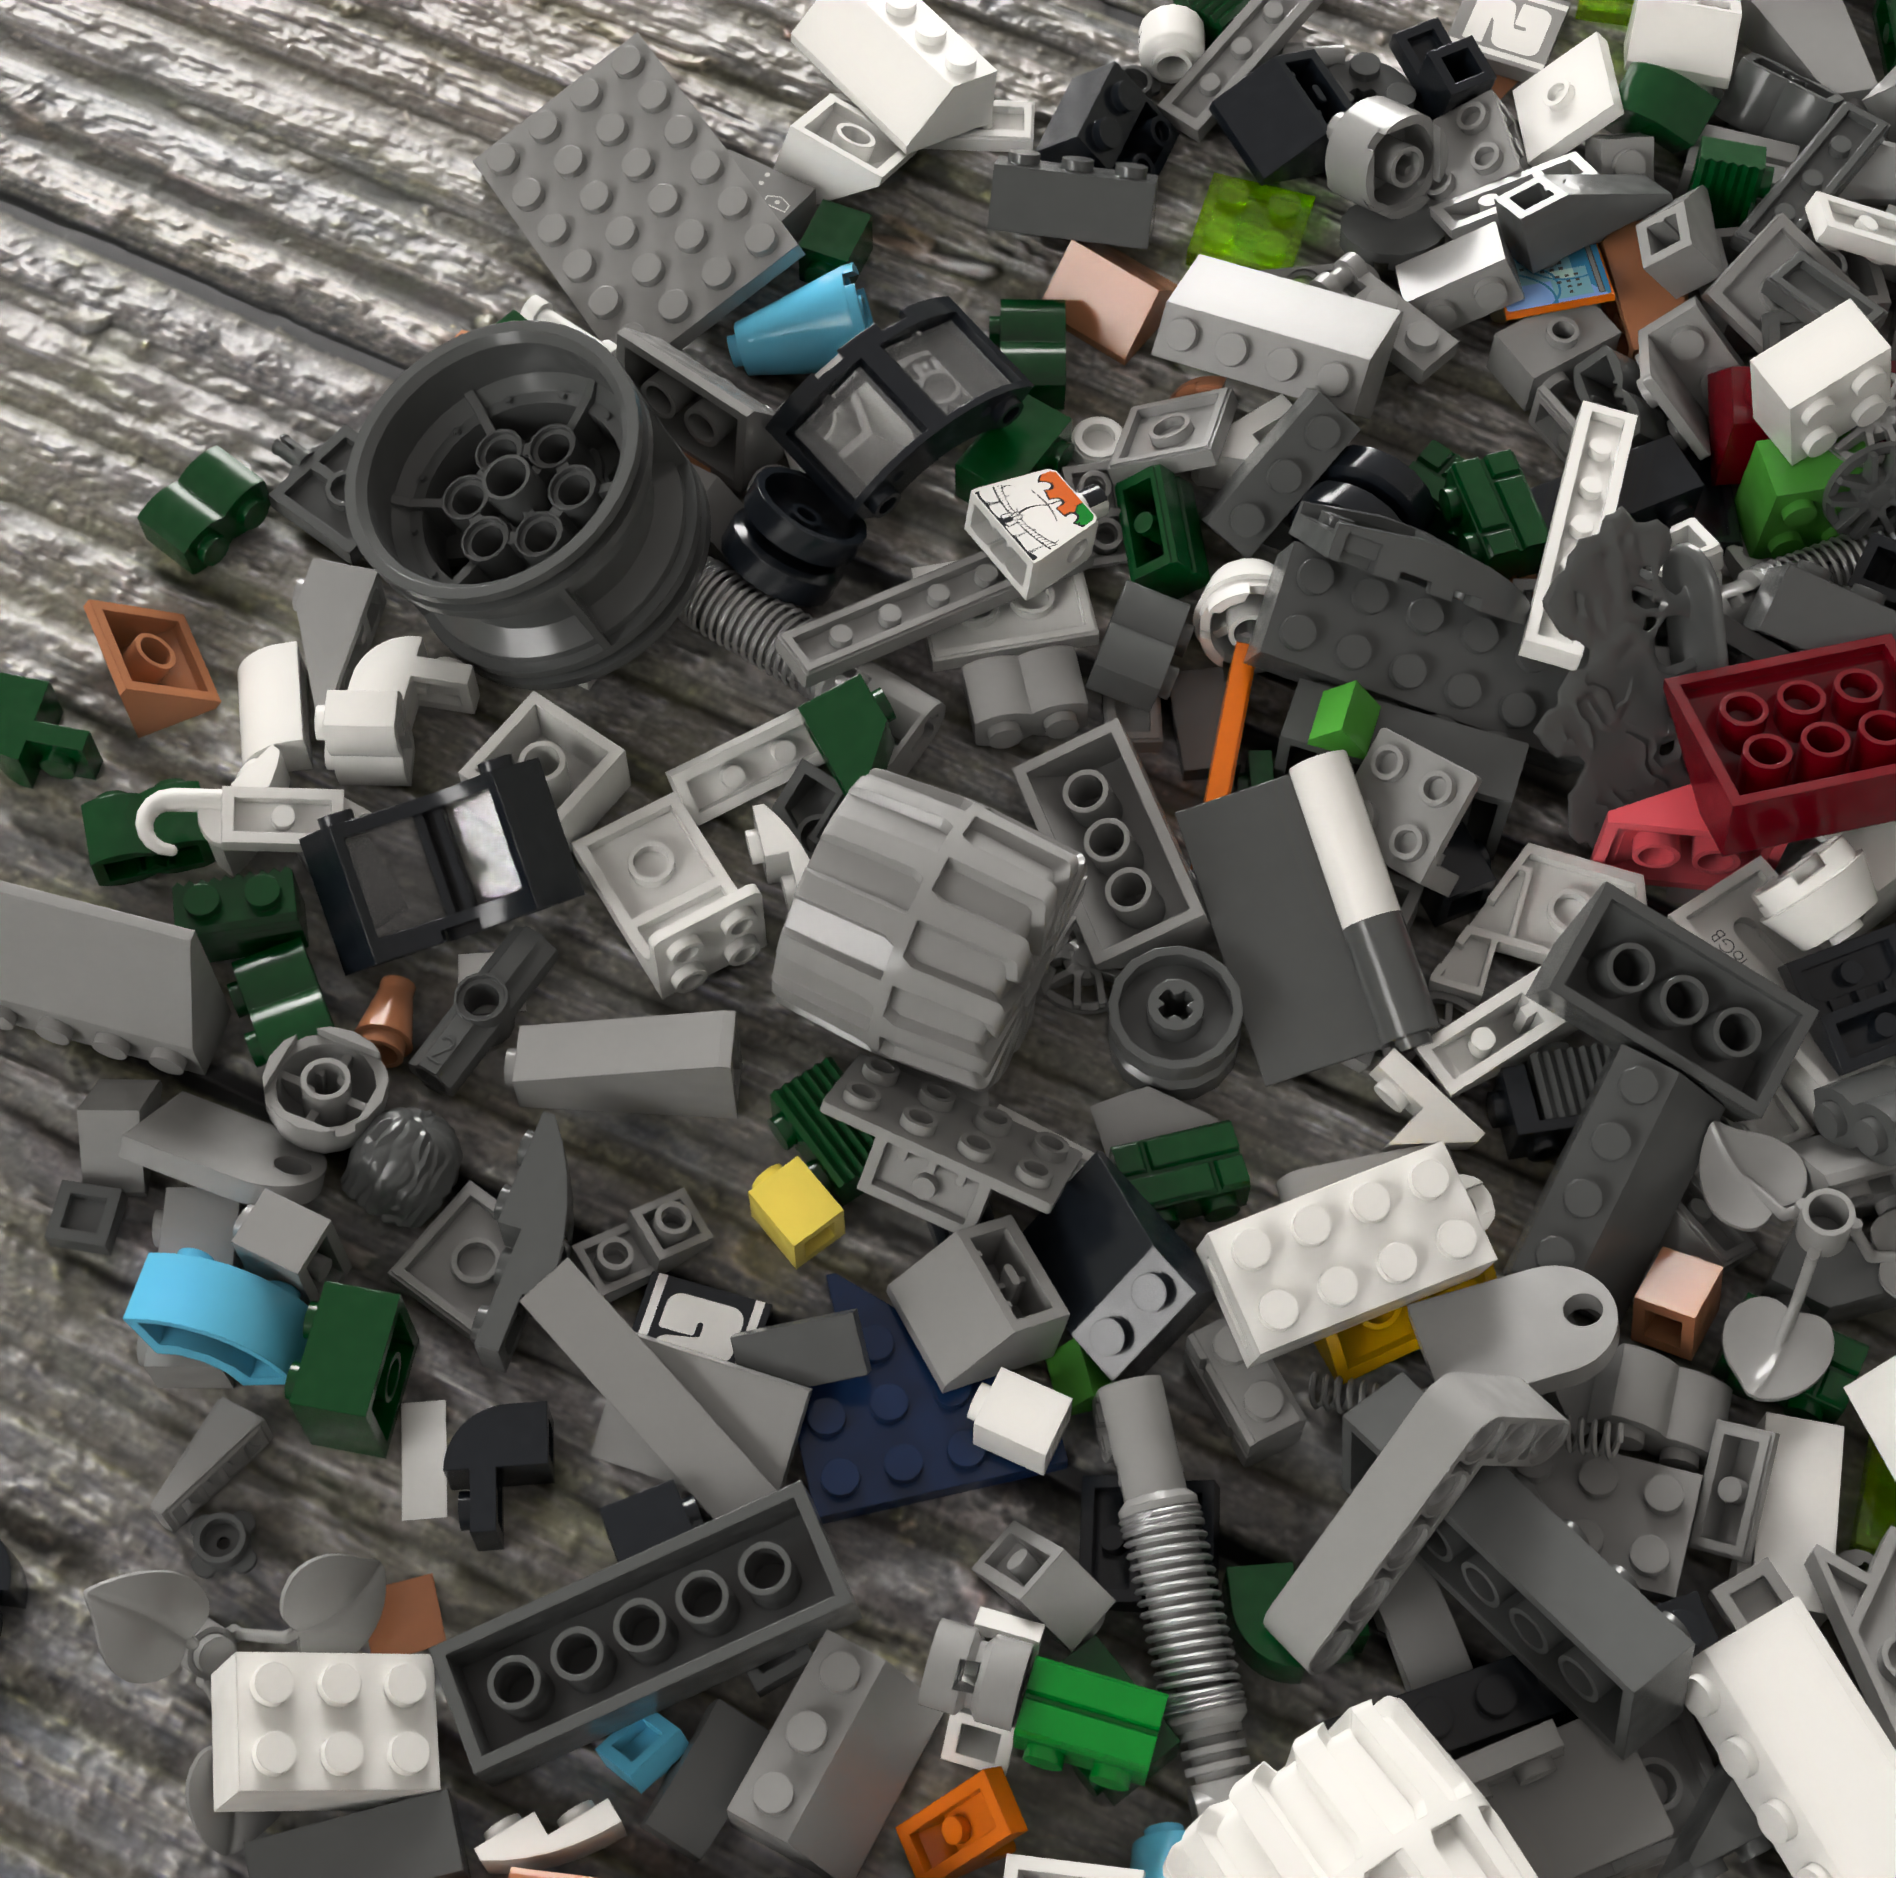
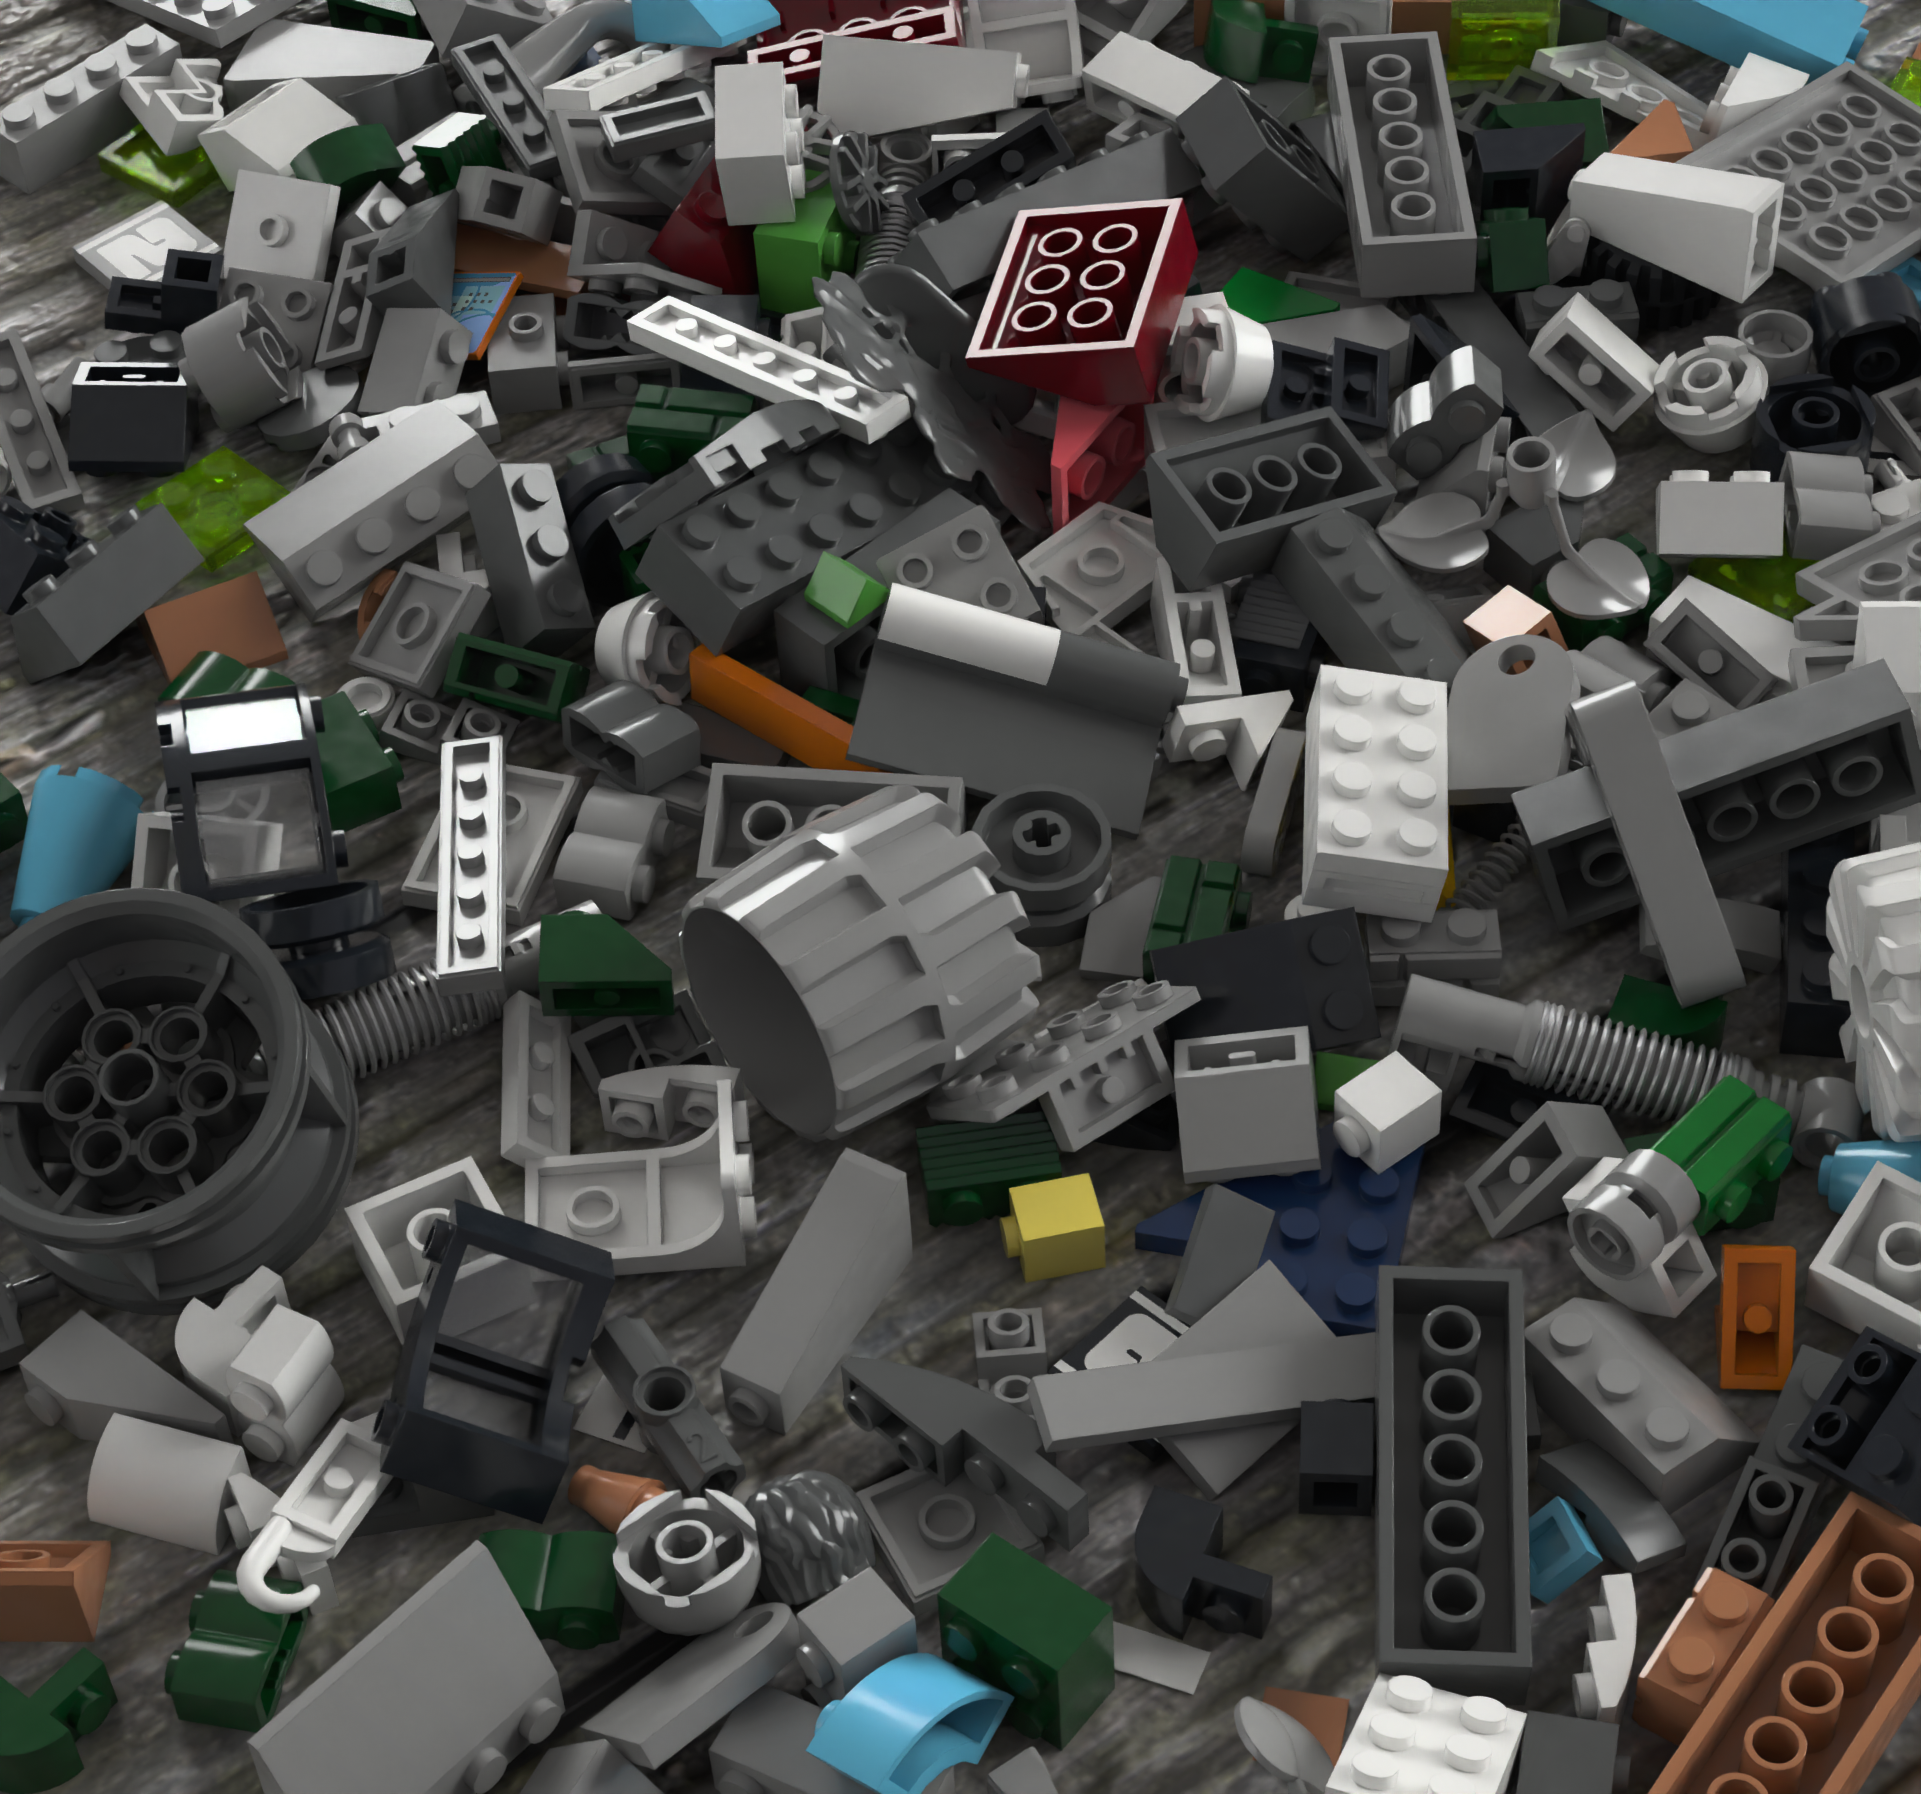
camera: 60 degrees left, 15 degrees down
(242, 913) = (411, 1554): dark green brick -> none
(1035, 527) = (456, 751): white torso -> none

